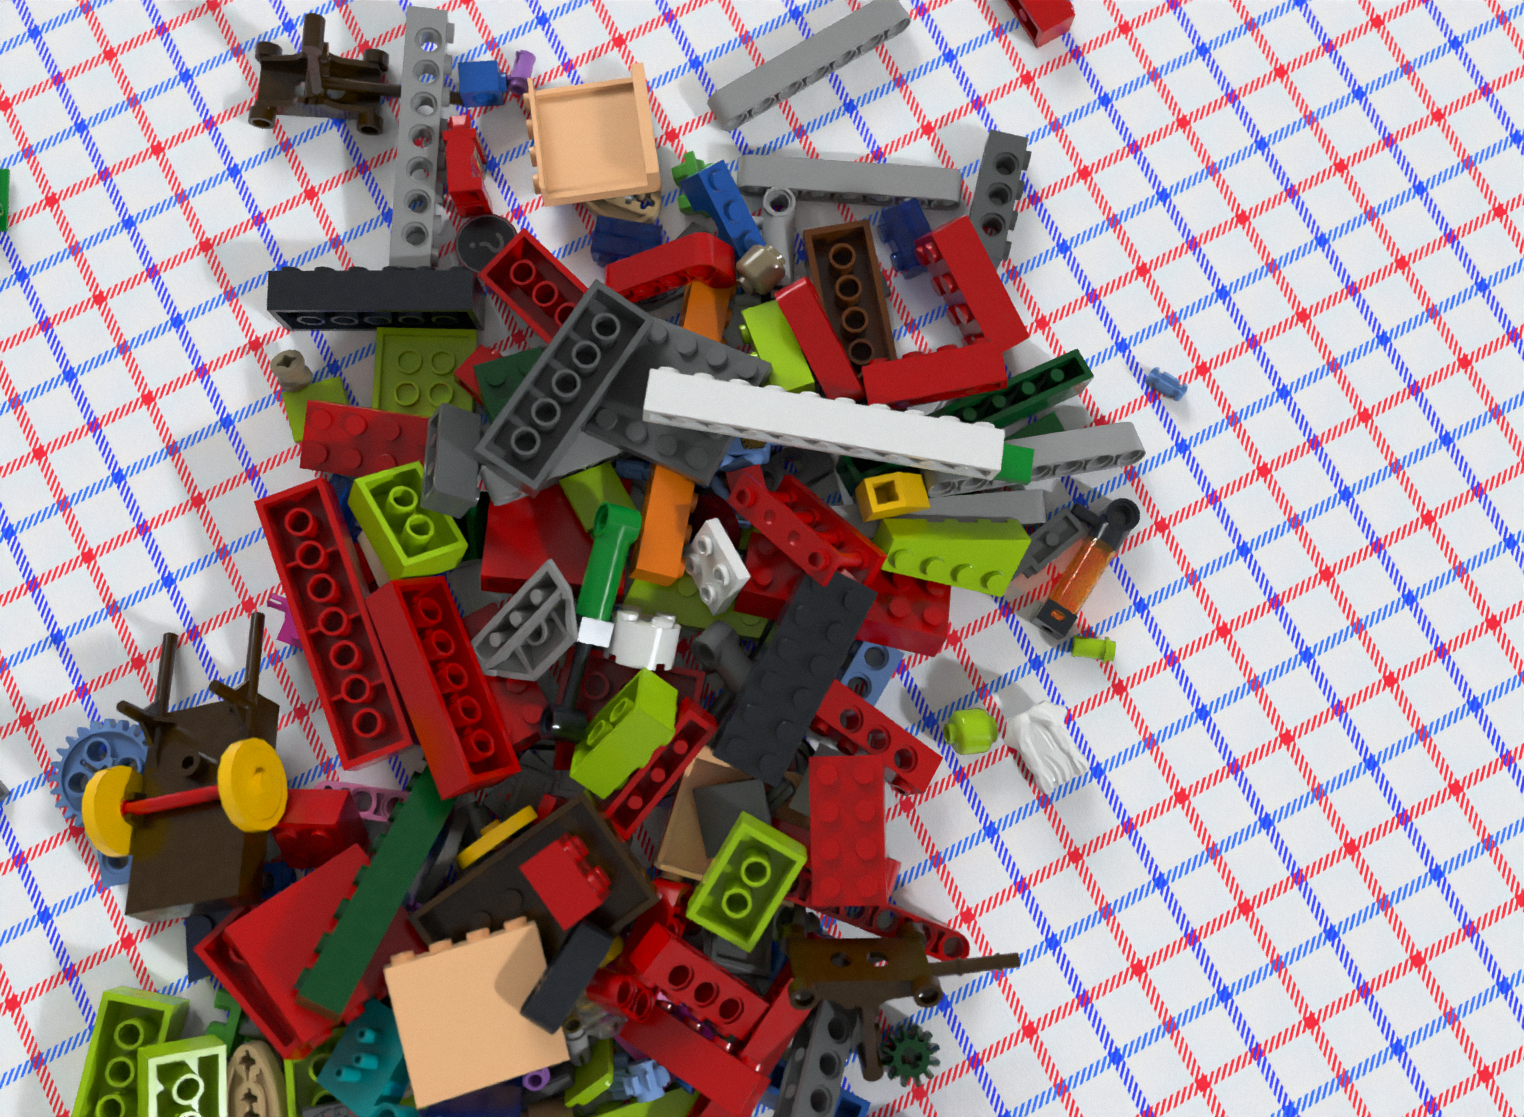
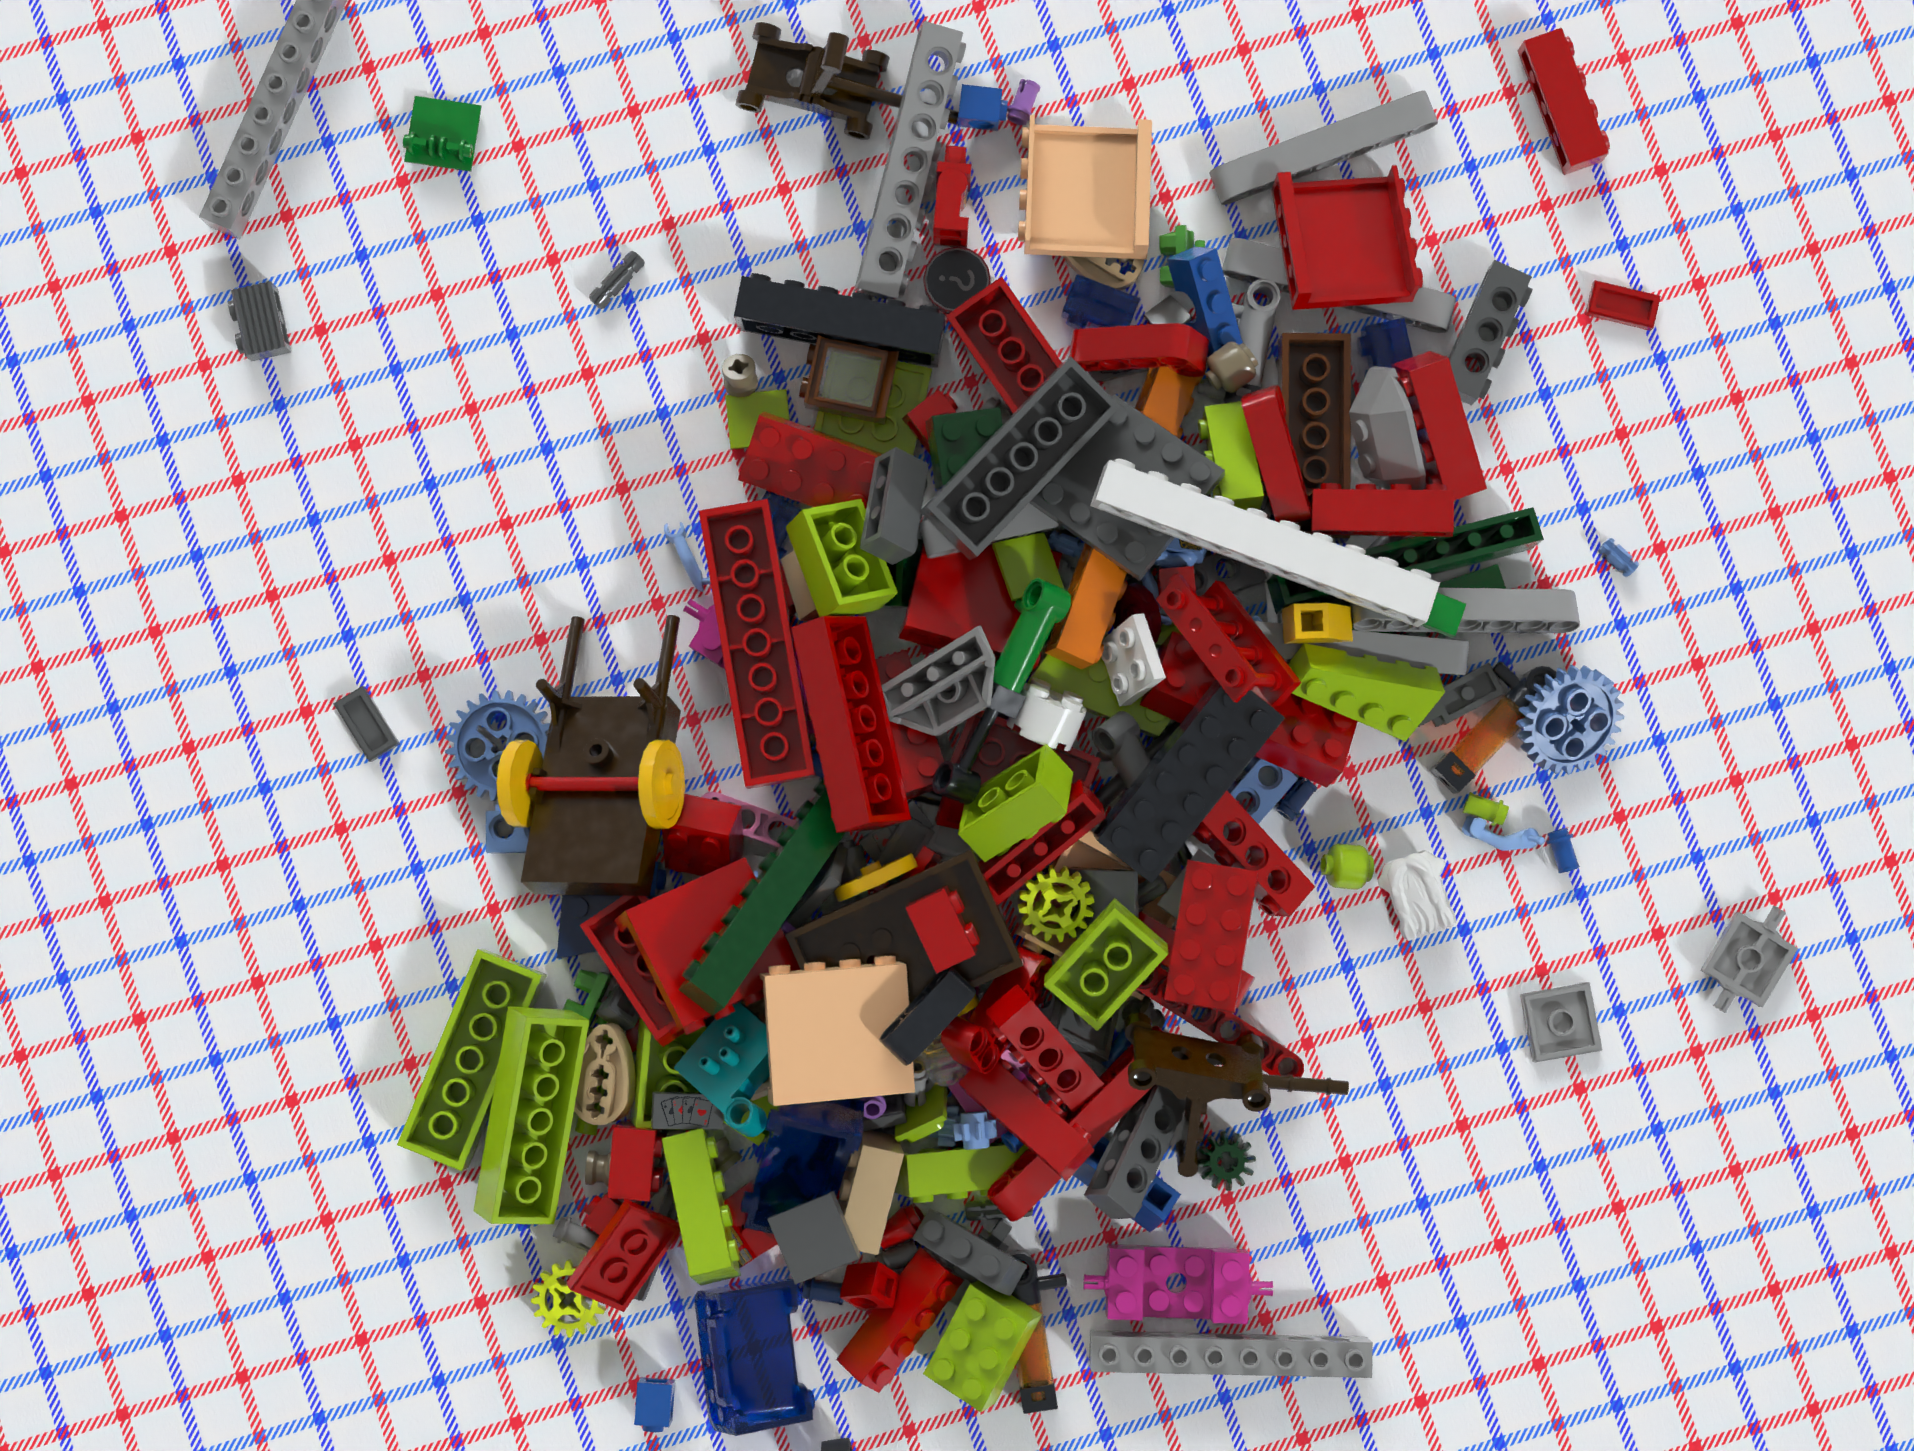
camera: 10 degrees right, 5 degrees up
(161, 305) = (616, 280): none -> dark grey axle
(257, 538) = (687, 557): none -> light blue piece
(394, 353) = (849, 380): none -> window
(695, 816) = (1066, 895): none -> neon yellow gear
(847, 138) = (1346, 241): none -> red panel
(906, 674) = (1296, 799): none -> dark blue pin
(921, 301) = (1386, 432): none -> light grey wedge
(1117, 153) = (1622, 305): none -> red tile
(1135, 671) = (1523, 839): none -> light blue piece
(1157, 544) = (1570, 728): none -> medium blue gear
(1177, 674) = (1563, 850): none -> blue pin
(1212, 845) = (1561, 1022): none -> light grey tile
(1382, 746) = (1749, 959): none -> light grey plate

